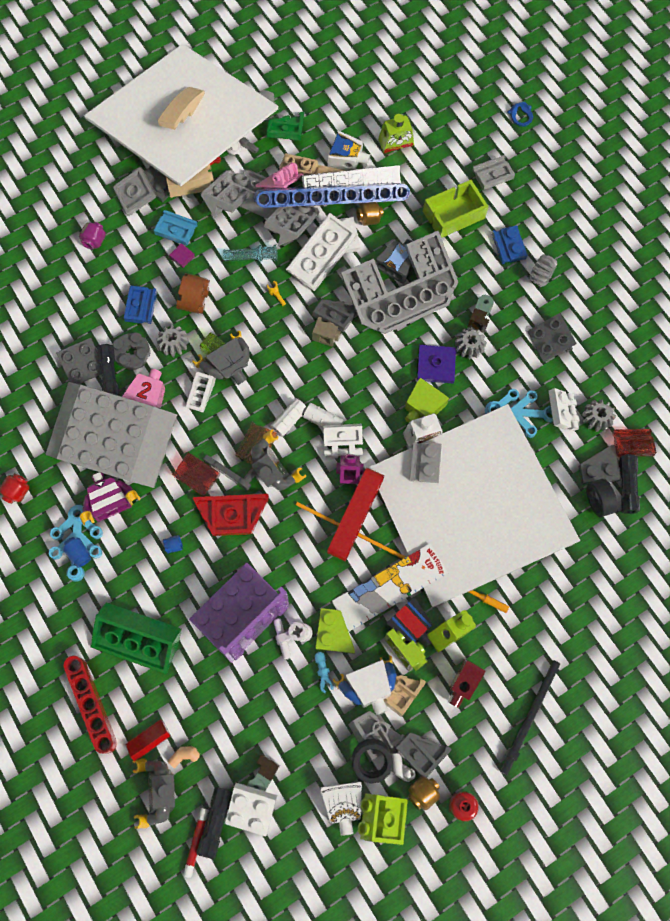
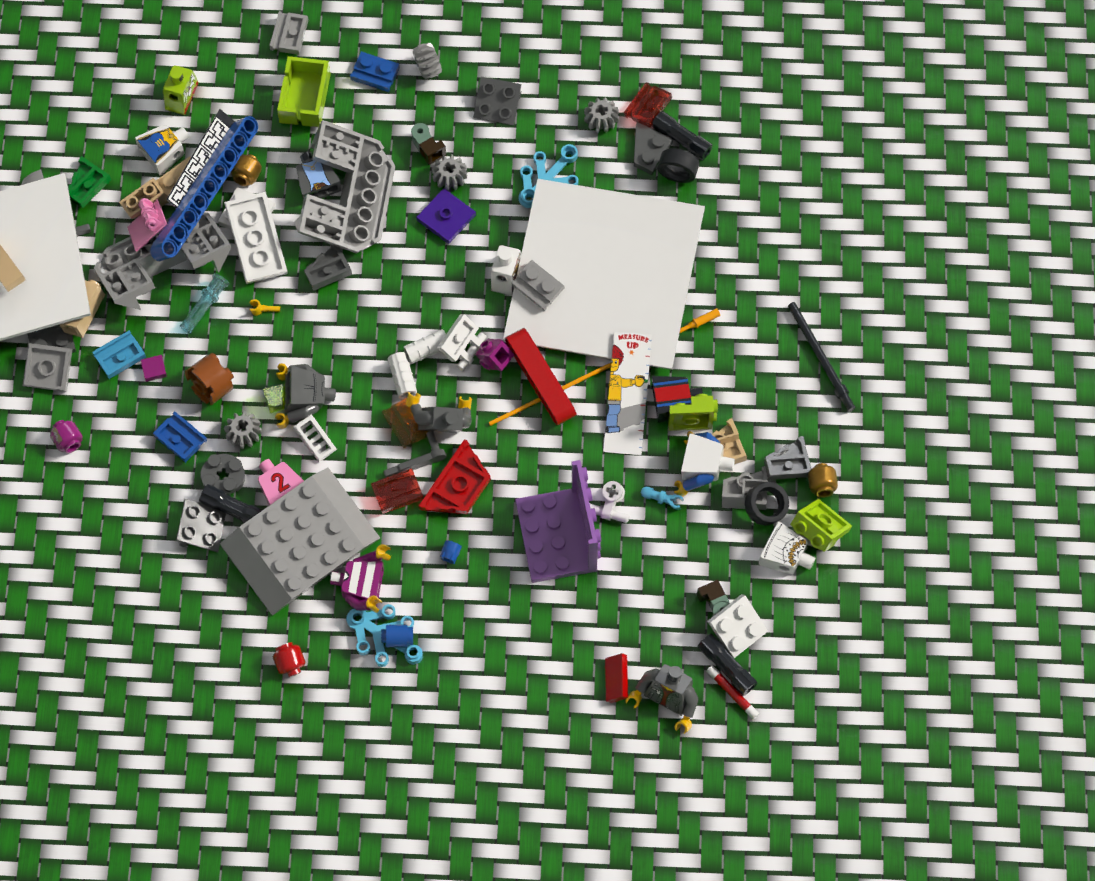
camera: 50 degrees left, 5 degrees down
(97, 711) = (540, 700): red beam -> none
(135, 637) = (516, 634): green slope -> none
(184, 753) = (651, 652): light nougat arm -> none
(325, 332) = (341, 289): dark tan brick -> none
(333, 632) = (633, 467): lime wing -> none
(400, 770) = (794, 487): white arm -> none
(424, 401) = (476, 250): lime torso -> none
(456, 804) = (855, 456): red head -> none
(457, 626) = (704, 355): lime torso -> none
(467, 673) = (751, 377): dark red torso -> none
(563, 409) = (574, 139): white plate -> none

